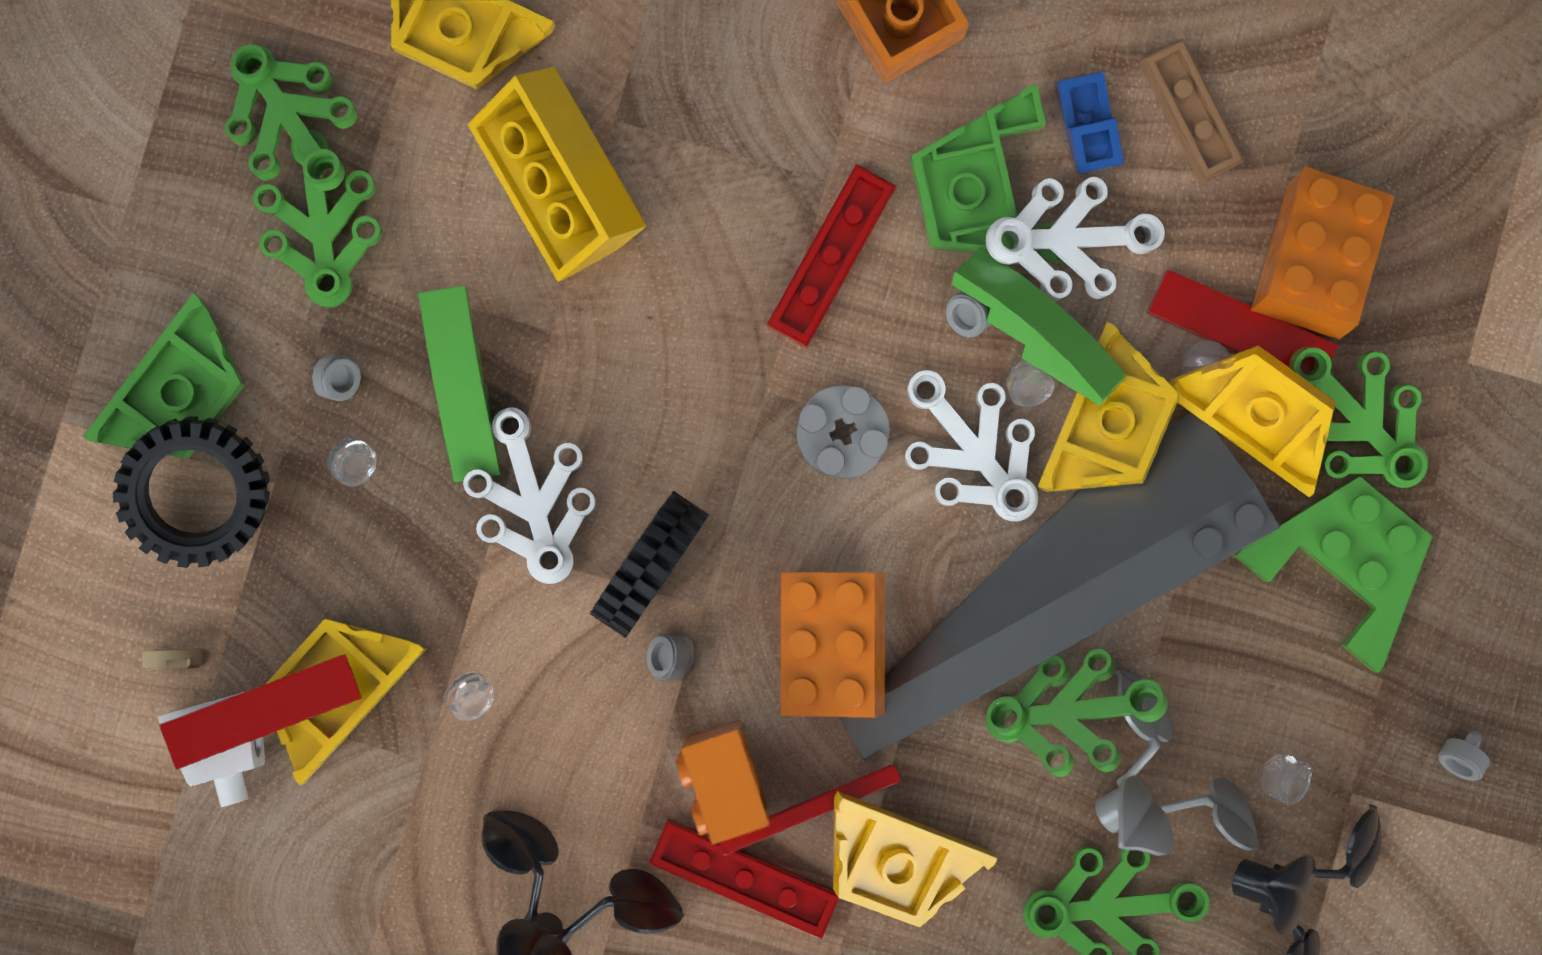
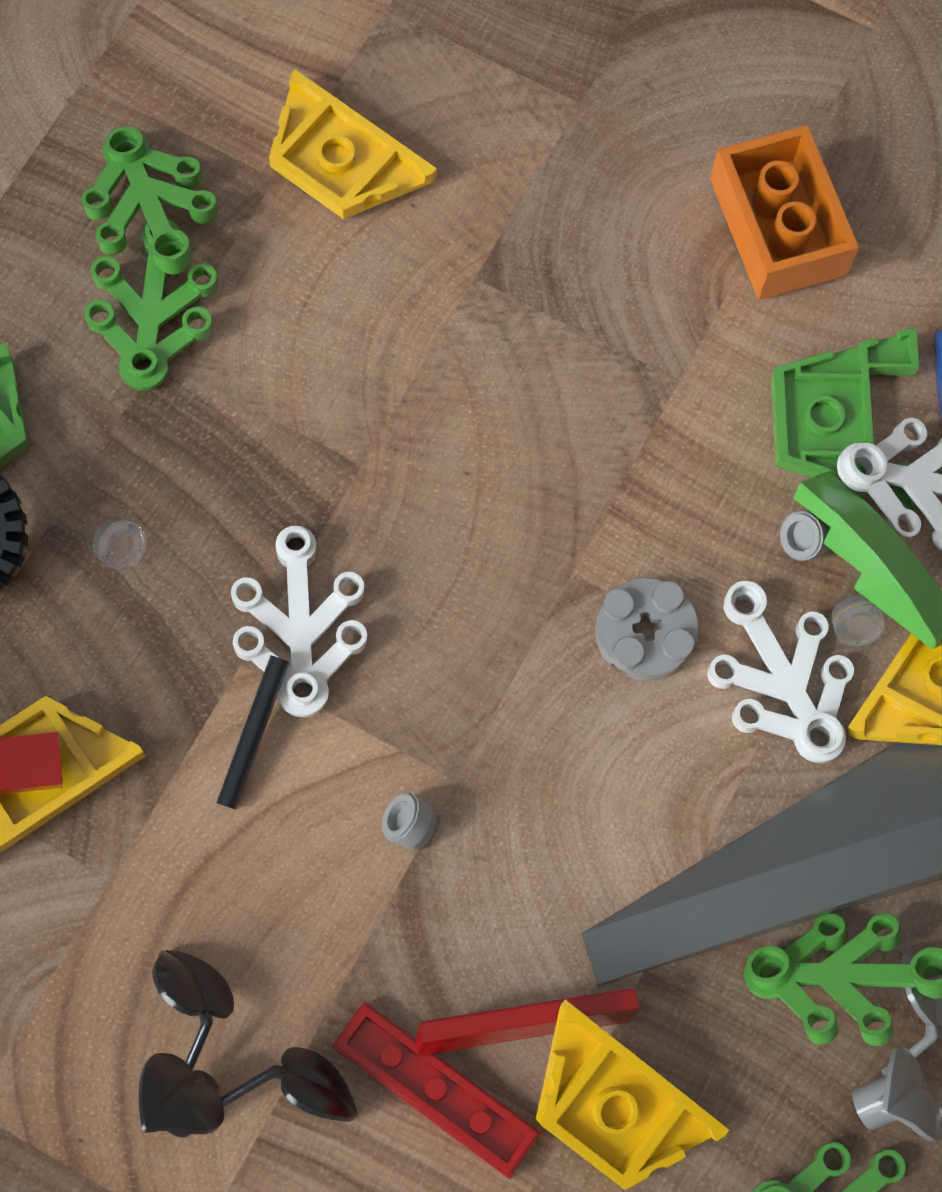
camera: 10 degrees right, 15 degrees down
(336, 377) = (126, 456): light grey tile -> none
(459, 382) = (253, 487): bright green slope -> none
(469, 695) = (179, 814): clear tile -> none
(515, 608) = (253, 732): none -> black bar
(555, 172) = (404, 309): yellow slope -> none
(649, 564) = (411, 703): black tyre -> none
(725, 783) = (444, 952): orange brick -> none
(831, 256) = (669, 452): red tile -> none
(832, 644) = (592, 842): orange brick -> none

